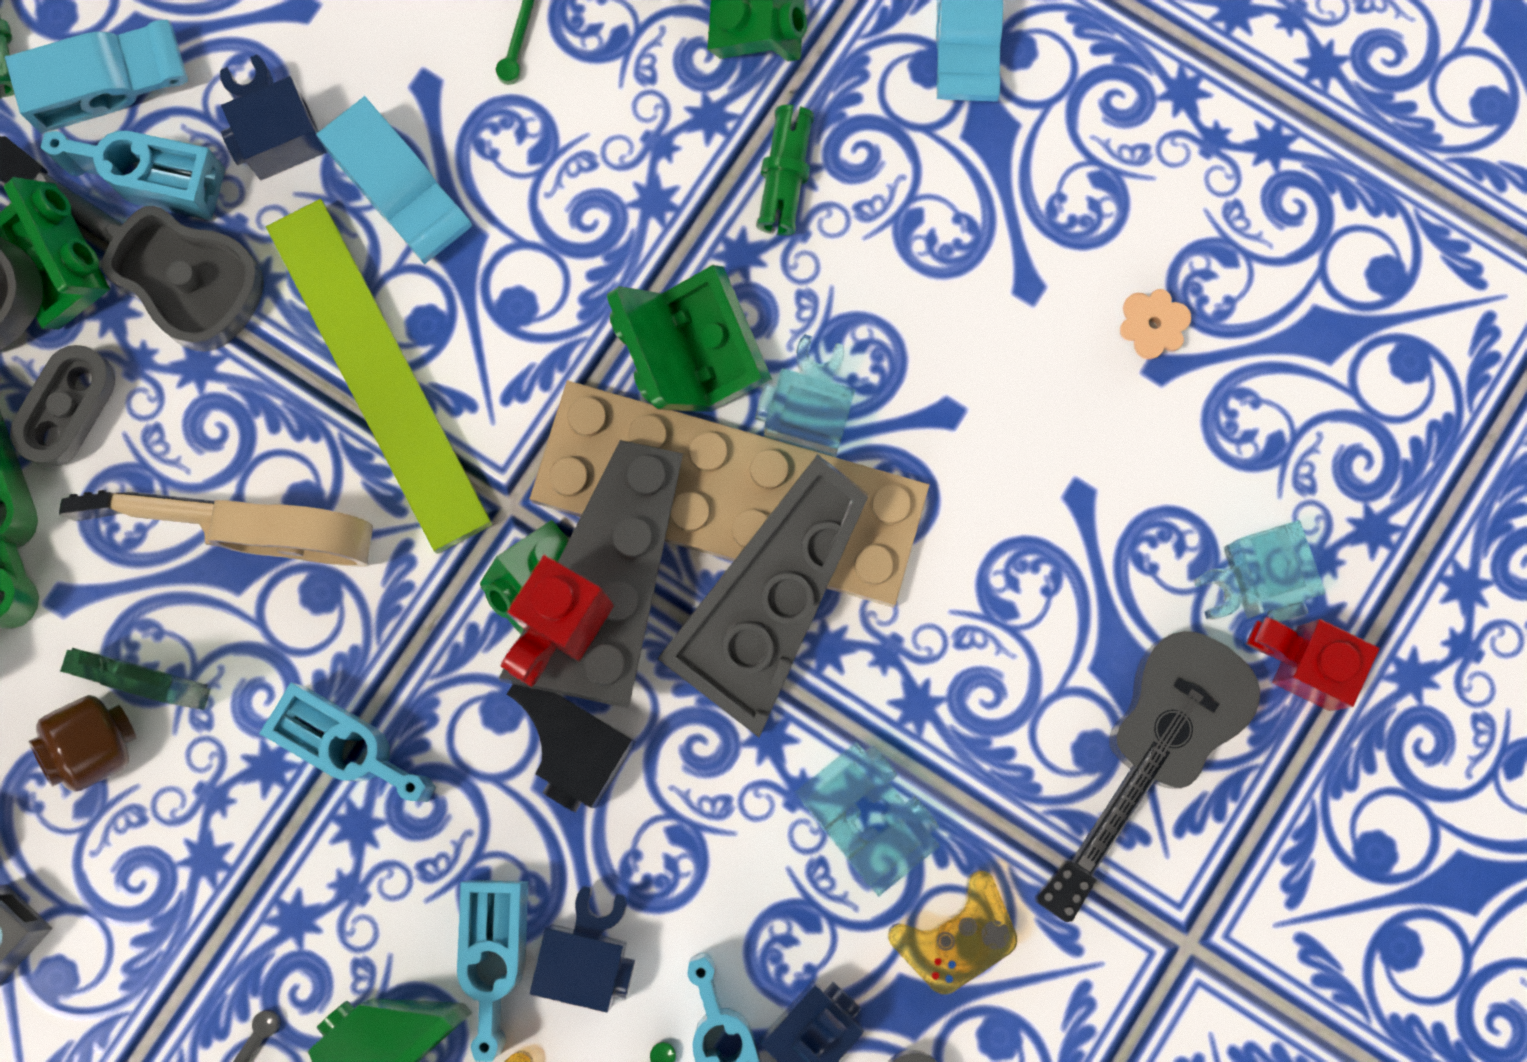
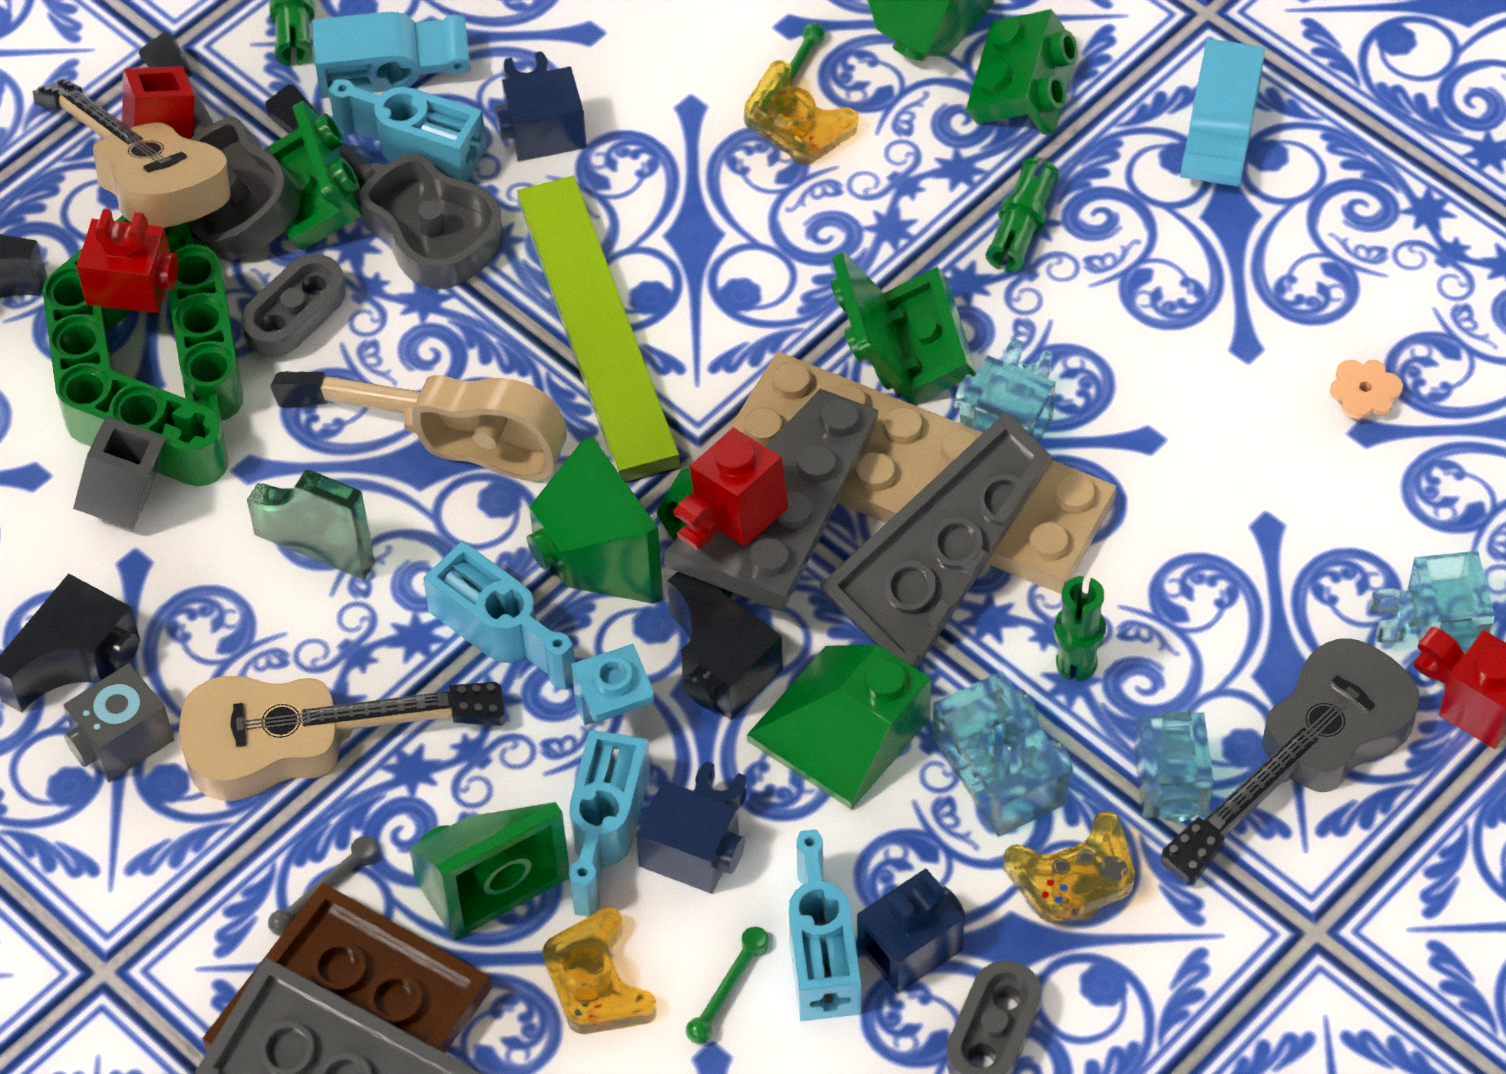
camera: 15 degrees right, 25 degrees down
(82, 743) = (247, 573): reddish brown head -> none
(126, 920) = (256, 733): none -> tan piece
(393, 179) = (644, 166): medium azure piece -> none
(417, 641) = (596, 530): none -> green slope
(474, 824) = (611, 685): none -> medium azure bracket
(530, 89) = (791, 119): none -> clear yellow piece
(702, 800) = (846, 719): none -> green slope
(939, 673) = (1079, 628): none -> green pin
(1035, 805) = (1173, 765): none -> clear light blue brick

